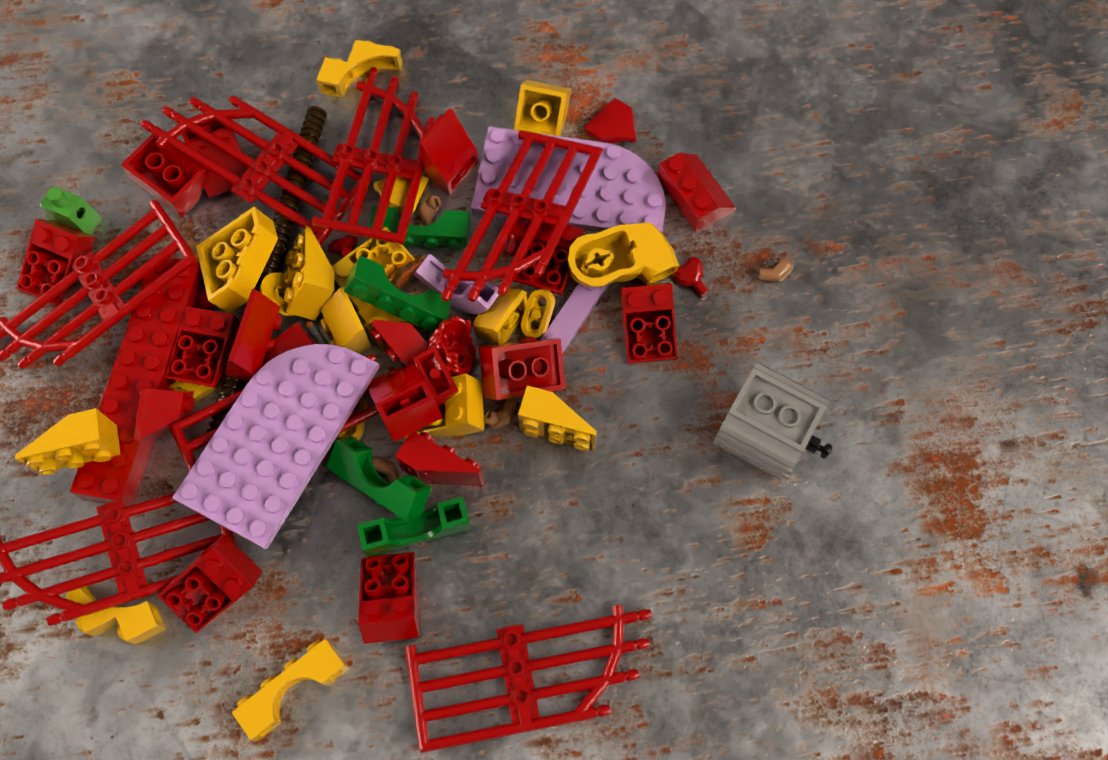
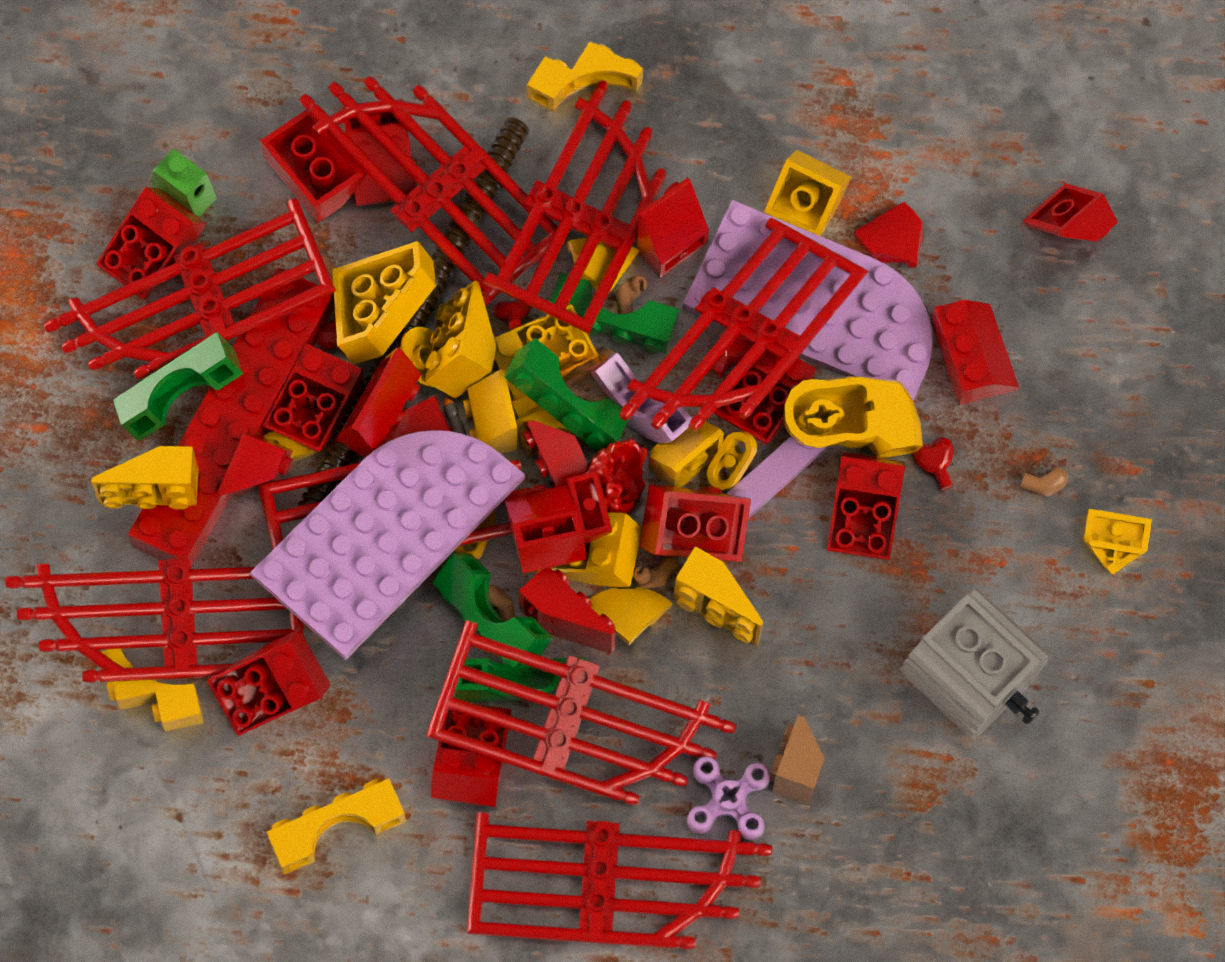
camera: 10 degrees right, 0 degrees up
(70, 382) = (147, 403): none -> green arch
(456, 552) = (564, 718): none -> red piece
(488, 448) = (630, 609): none -> yellow brick
(595, 571) = (719, 787): none -> lavender gear
(656, 537) = (800, 766): none -> medium nougat slope
(740, 76) = (1074, 214): none -> red slope
(841, 299) = (1116, 538): none -> yellow slope

